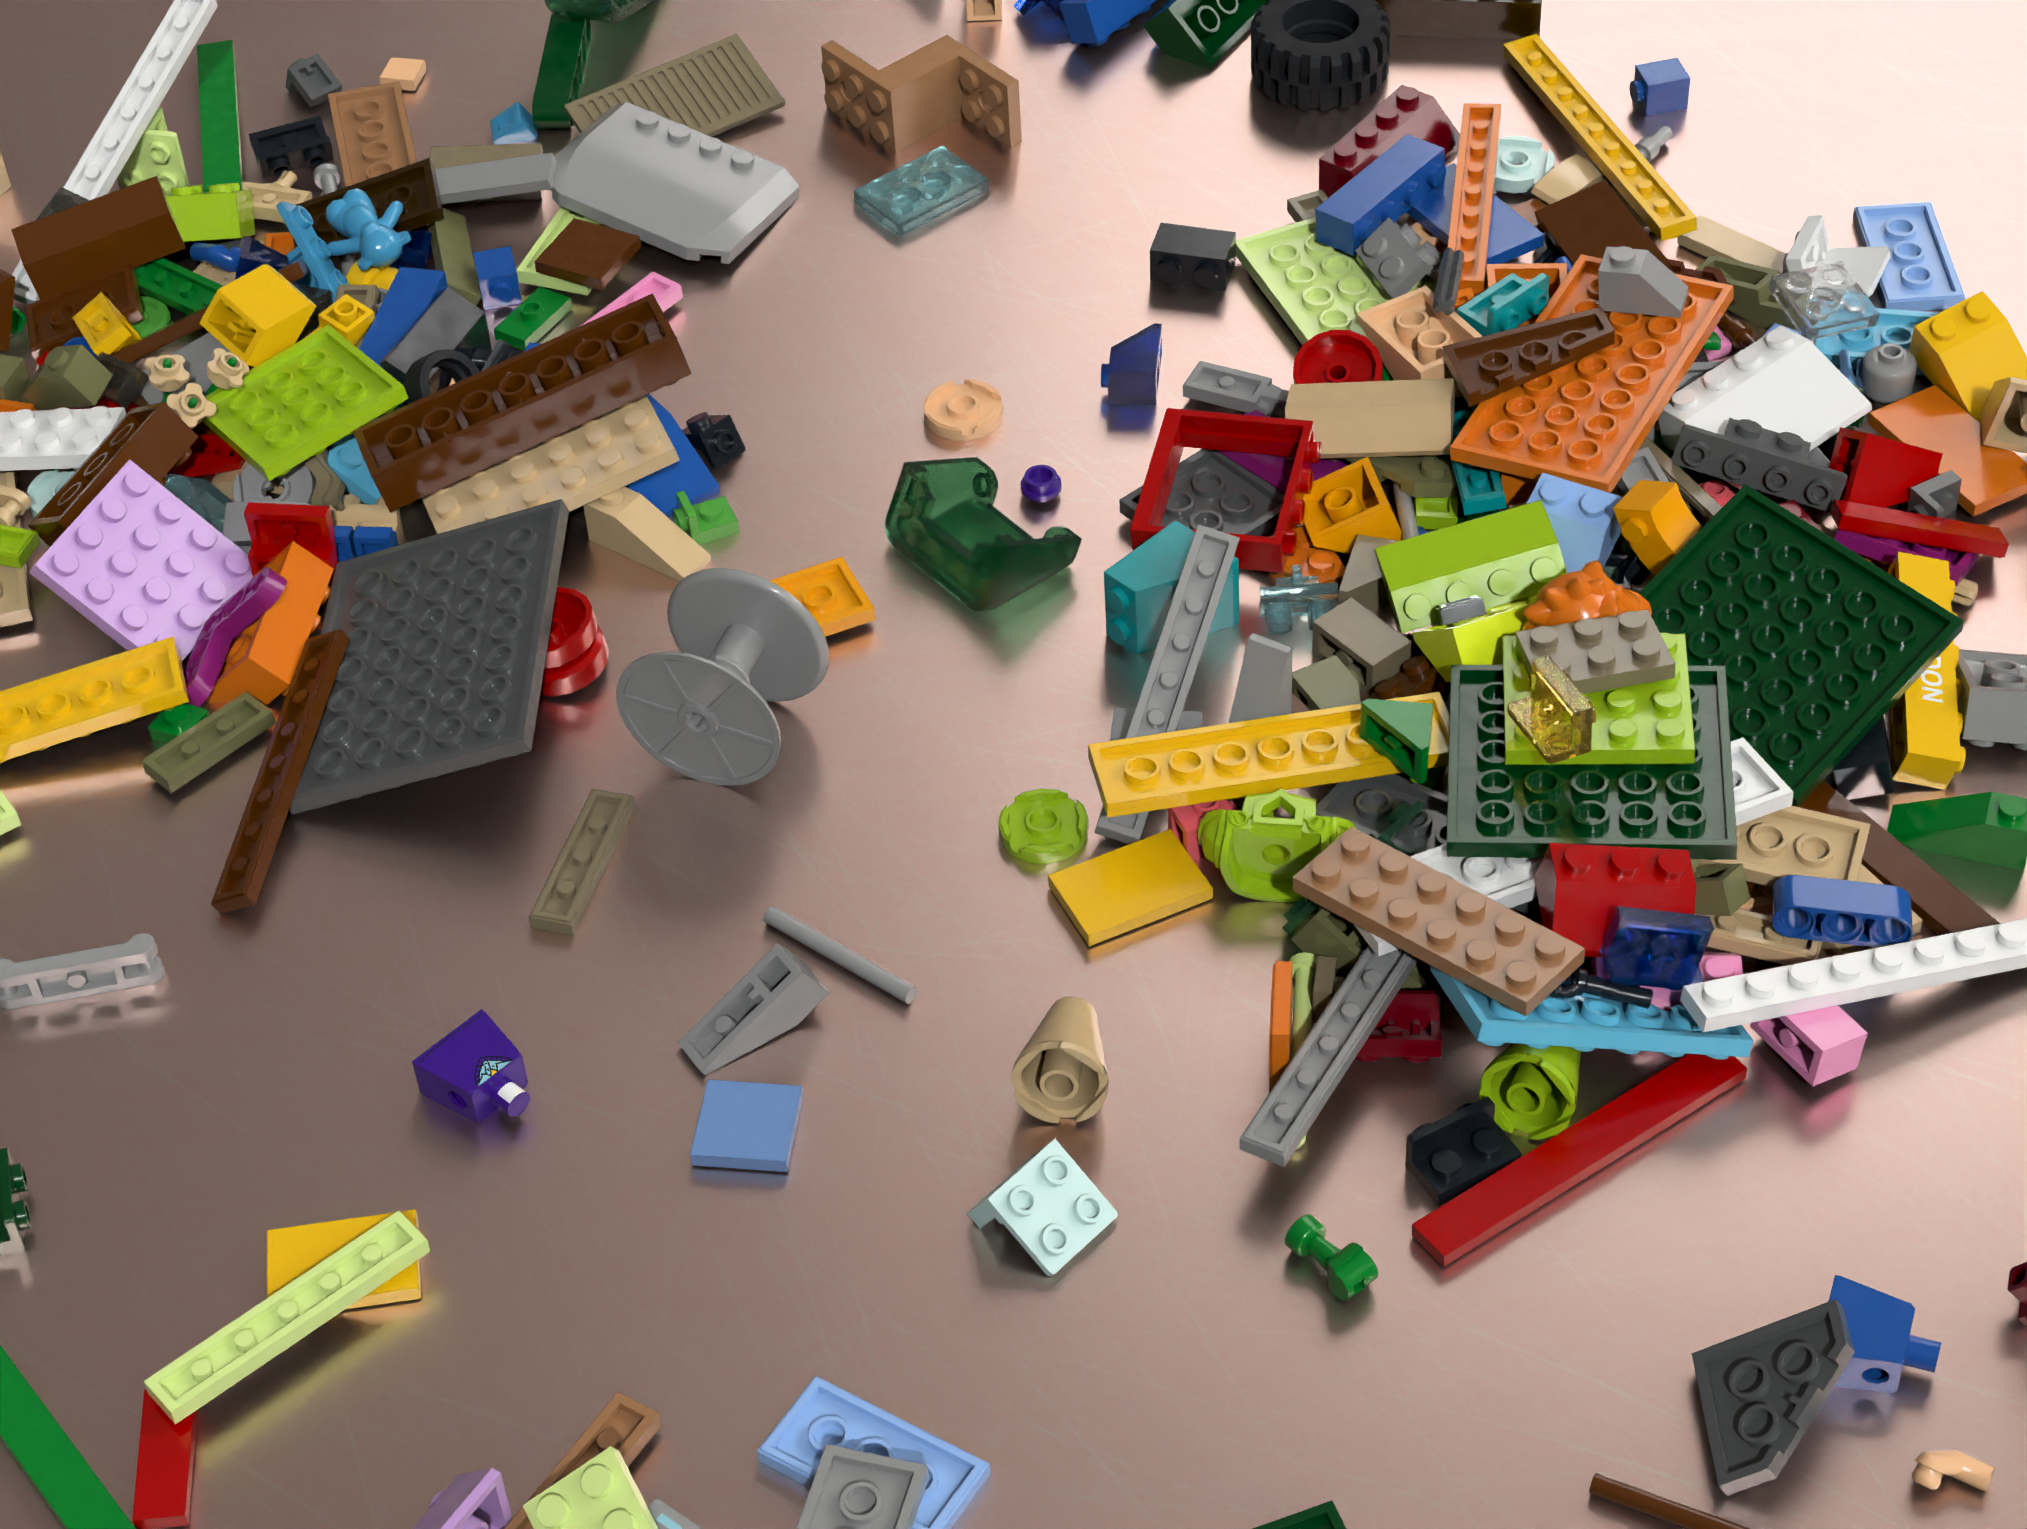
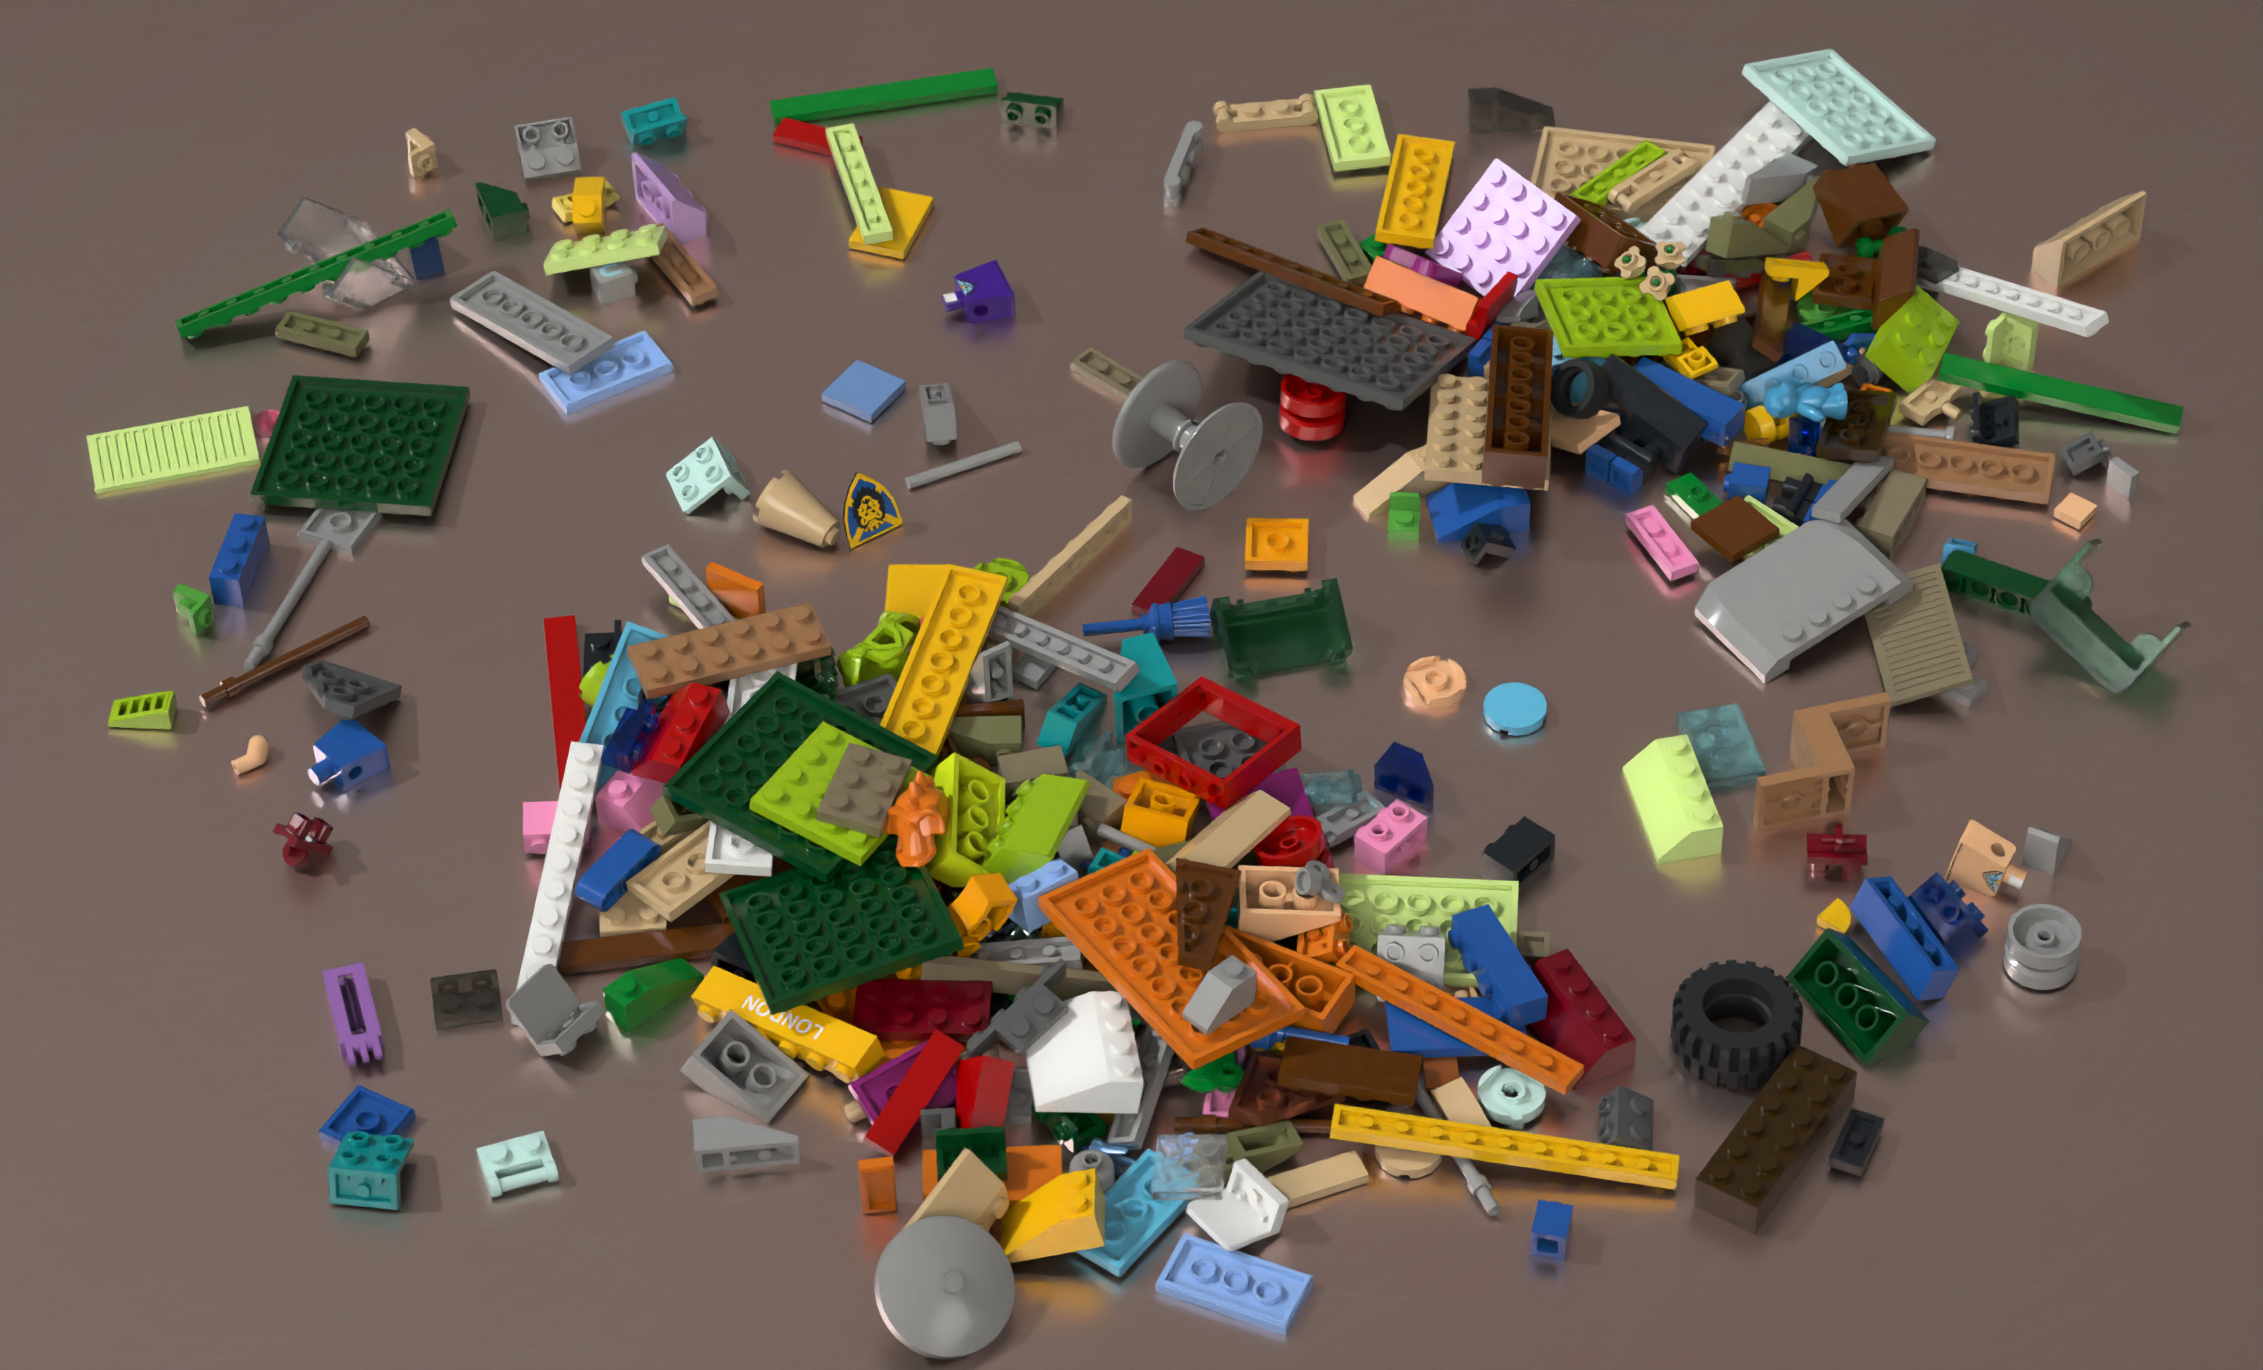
camera: 115 degrees right, 0 degrees up
(340, 49) = (2122, 477): none -> light grey tile
(493, 229) = (1803, 497): none -> black hips
(945, 673) = (1169, 580): none -> dark red tile
(965, 338) = (1515, 708): none -> medium azure tile
(966, 760) = (1072, 558): none -> tan plate
(1009, 984) = (868, 510): none -> shield
(1027, 631) = (1165, 620): none -> blue piece
(1031, 65) = (1836, 849): none -> dark red hips
(1032, 183) = (1674, 801): none -> yellowish green slope
(1041, 483) = (1320, 688): dark purple plate -> none
(1110, 55) = (1835, 917): none -> yellow tile
(1211, 388) = (1332, 787): none -> clear light blue hips
(1226, 647) = (1071, 718): none -> teal slope
(1239, 343) = (1390, 837): none -> bright pink brick
(1346, 1268) = (567, 577): green leg -> none
(1399, 733) = (890, 703): green slope -> none
(1405, 300) = (1316, 879): none -> light grey piece
(1448, 281) = (1330, 923): dark grey axle -> none
(1460, 610) = (995, 796): tile -> none
(1500, 86) = (1626, 1119): none -> dark grey bracket
(1506, 304) = (1281, 944): teal bracket -> none
(1555, 715) = (811, 725): clear yellow bracket -> none
(1965, 443) = (985, 1142): none -> dark green bracket

